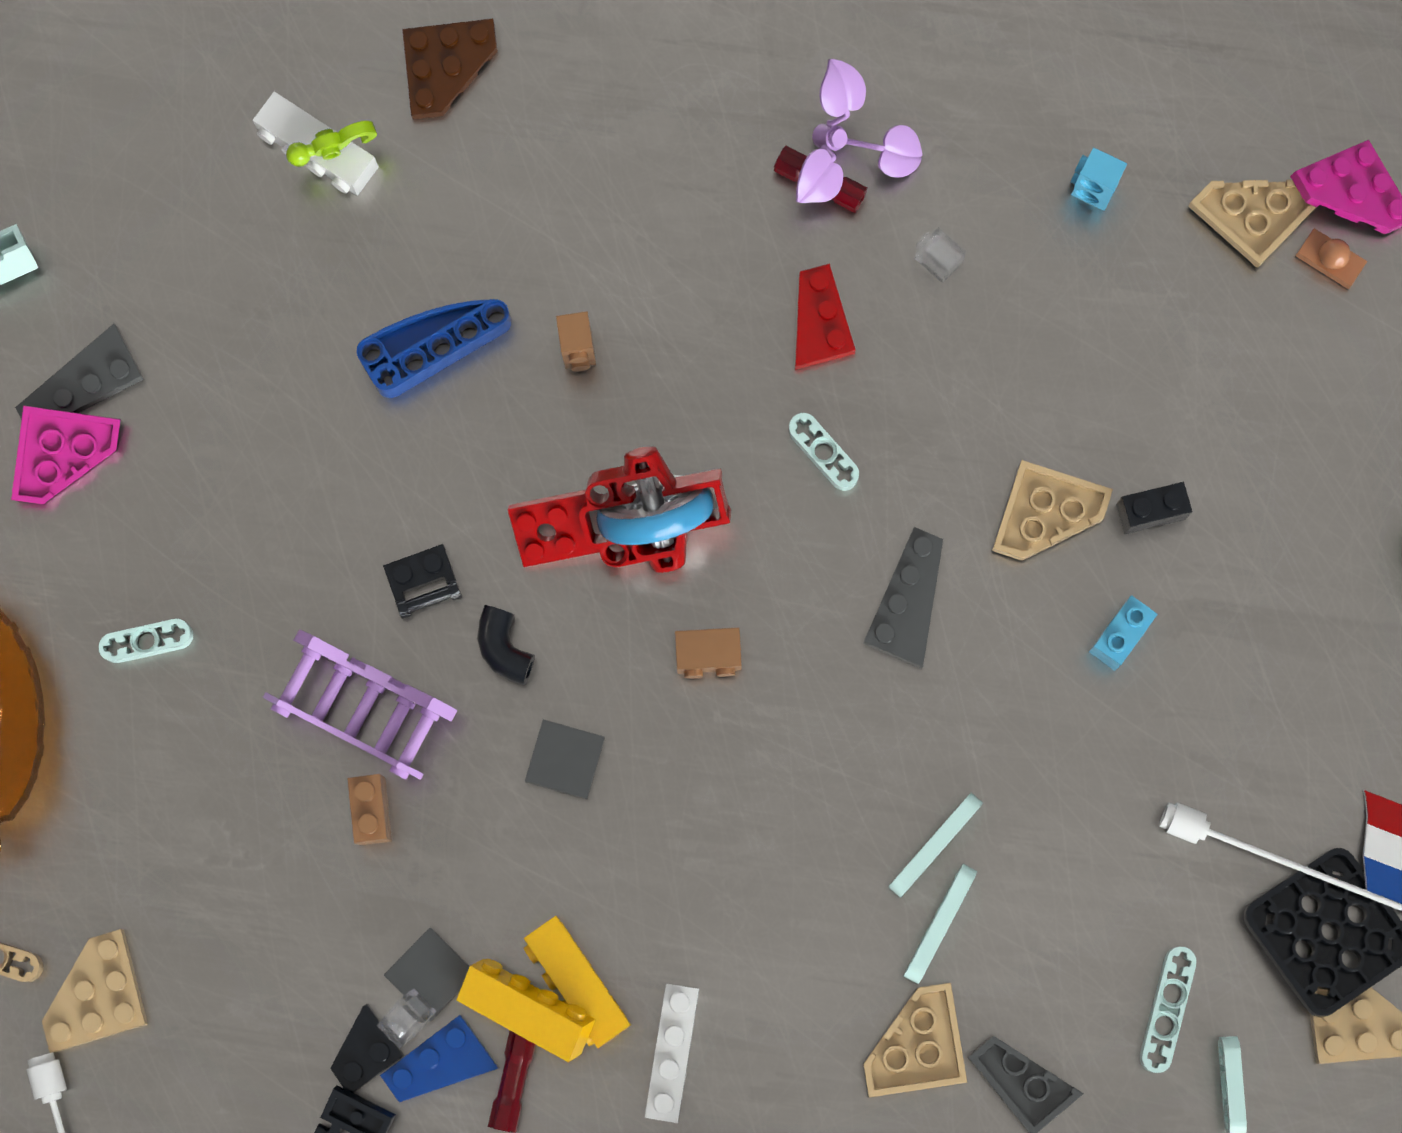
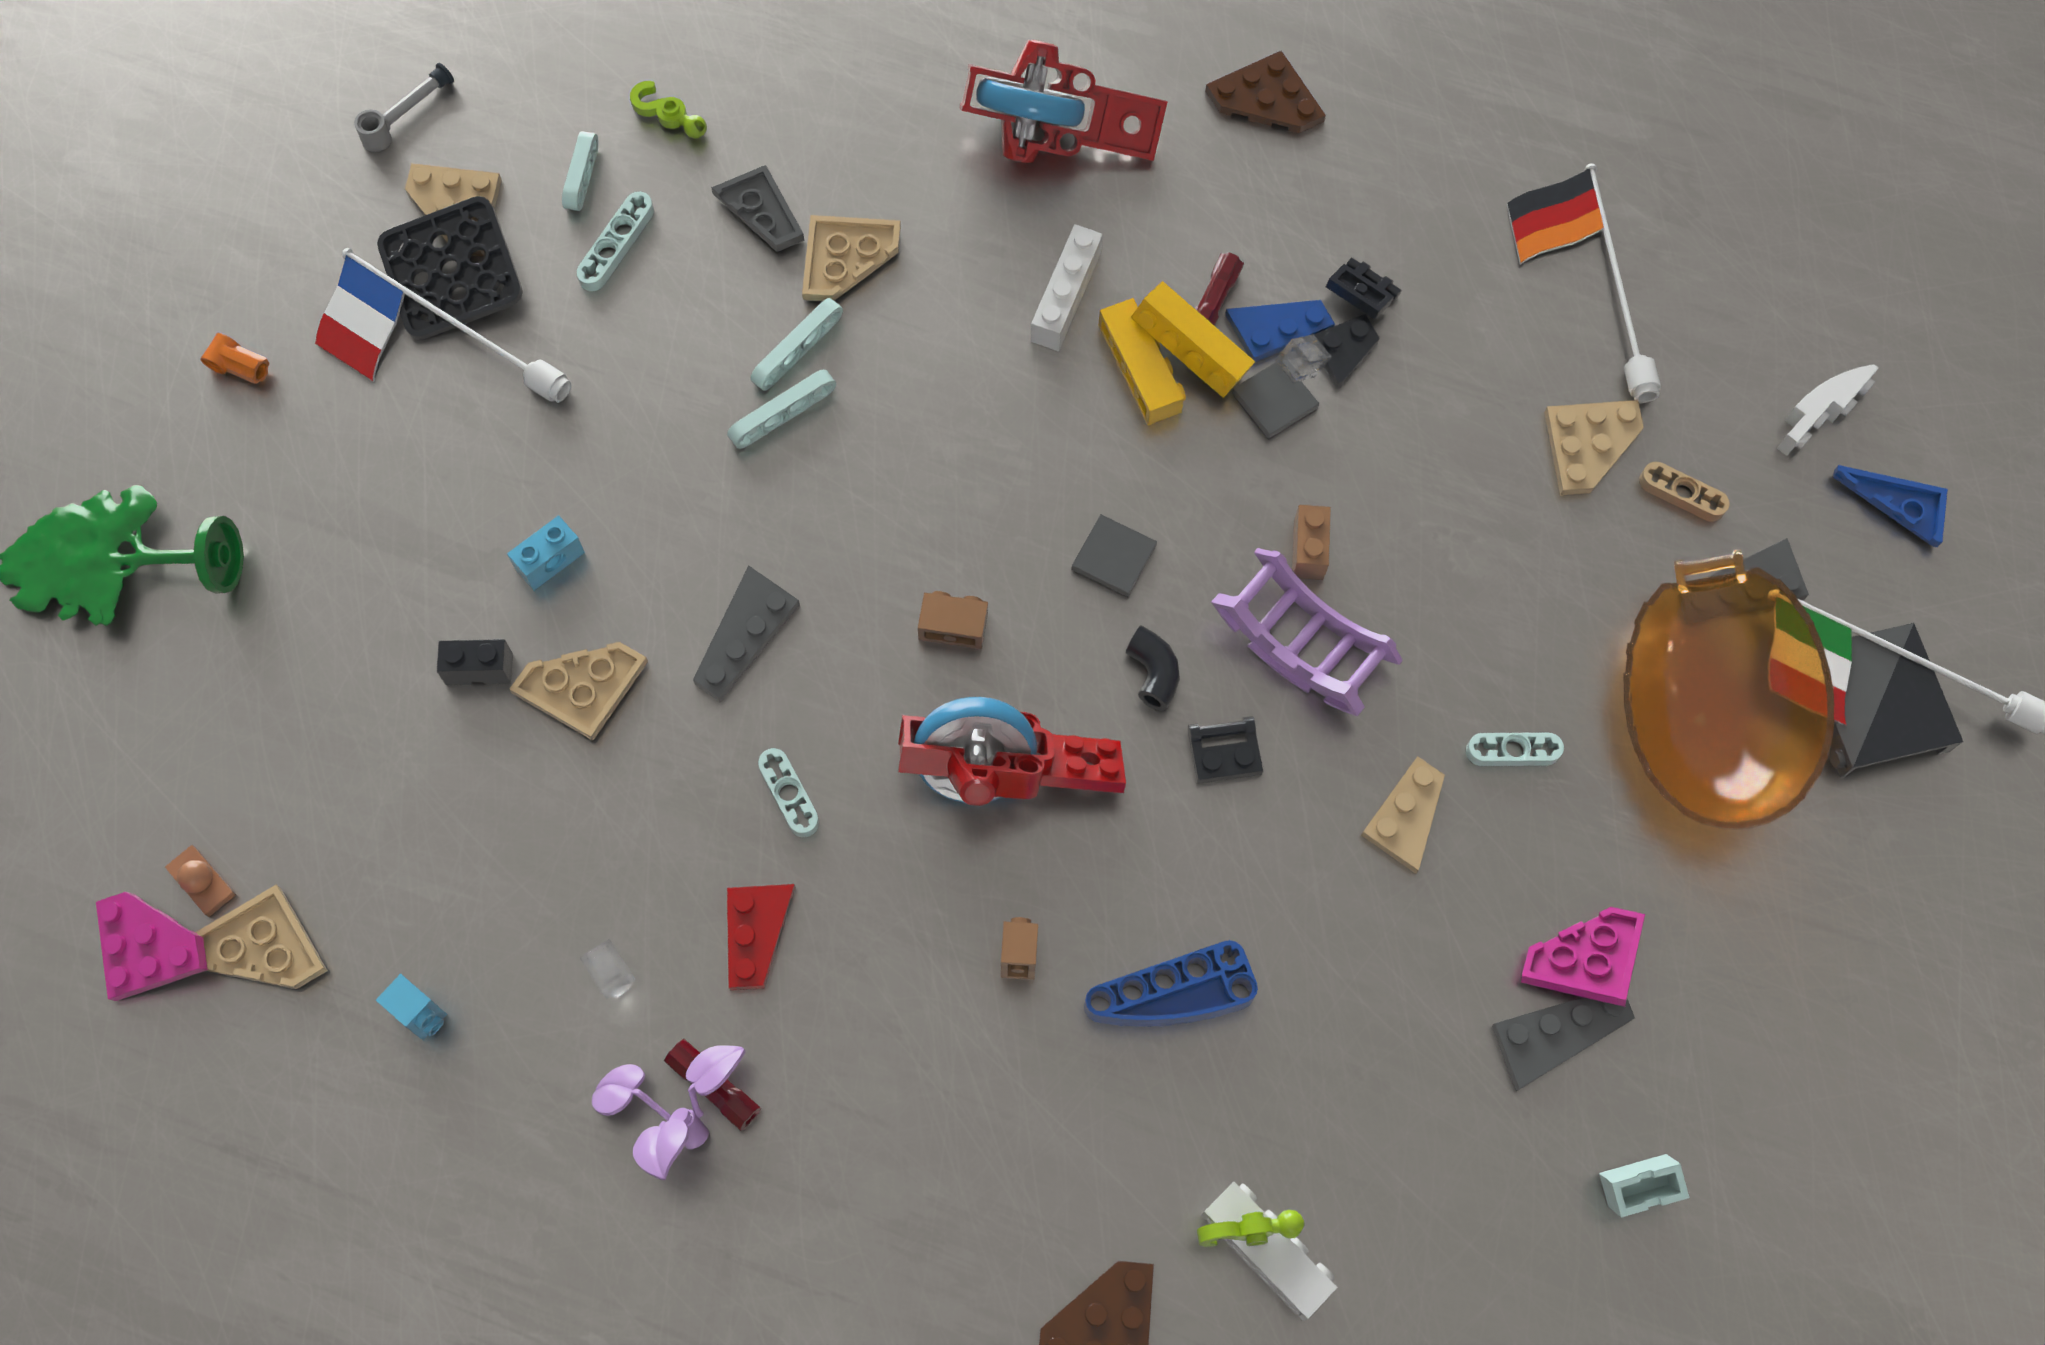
camera: 175 degrees left, 10 degrees down
(241, 555) = (1407, 815): none -> tan wing

